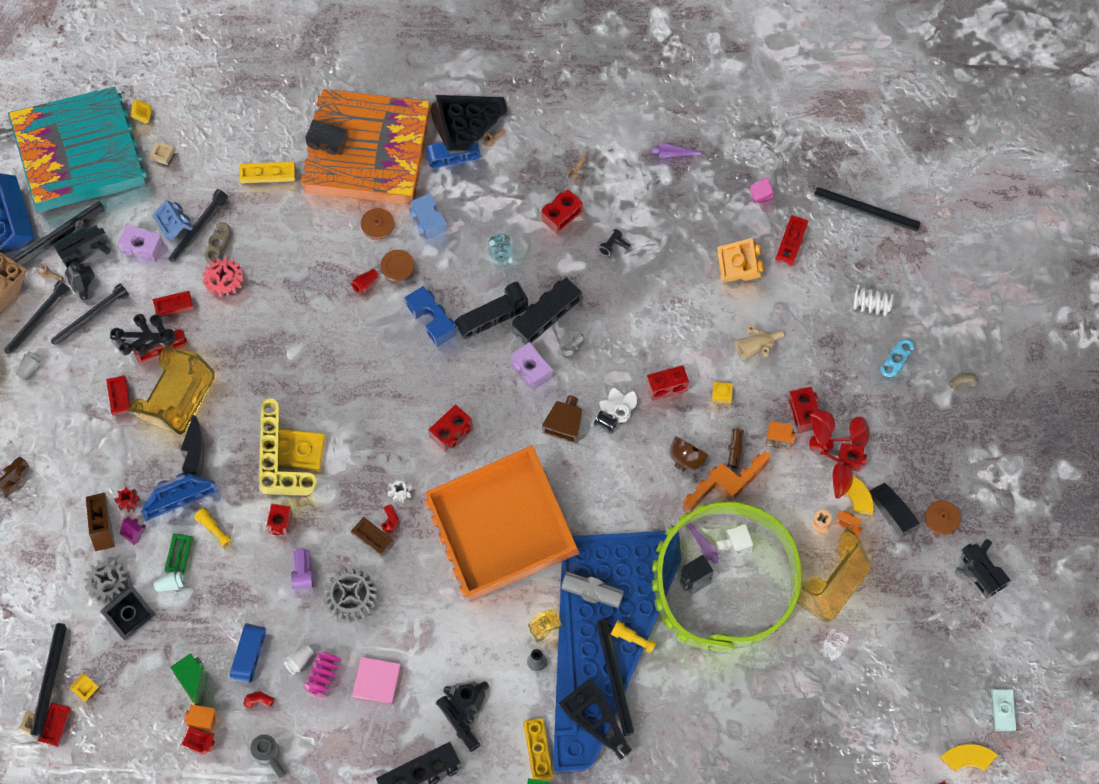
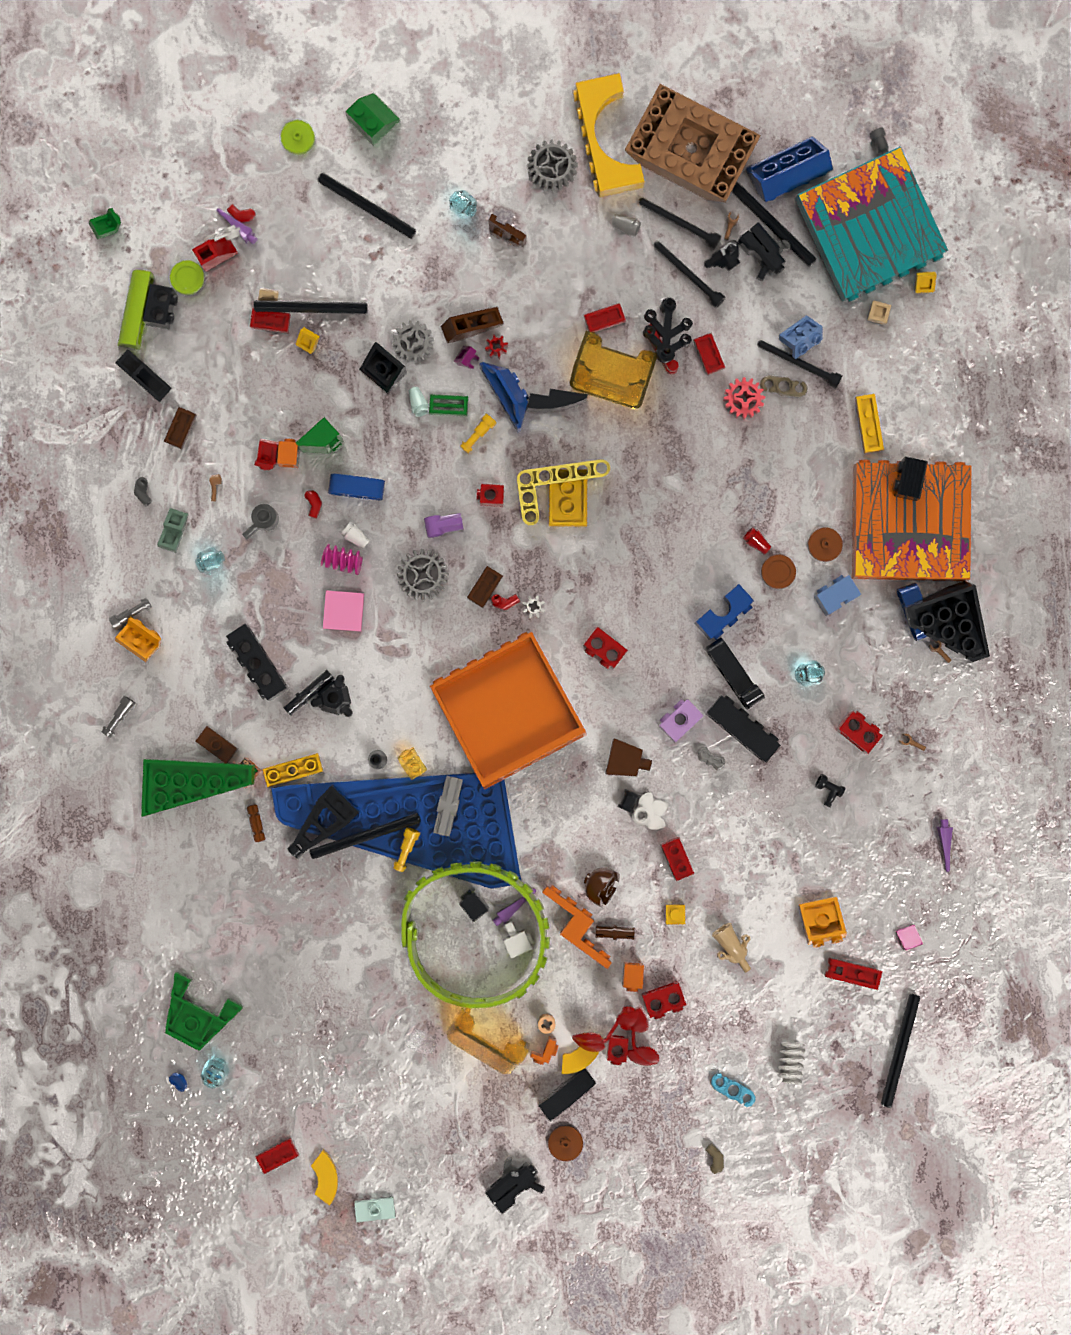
camera: 80 degrees right, 20 degrees up
(133, 236) = (777, 299): lavender brick -> none

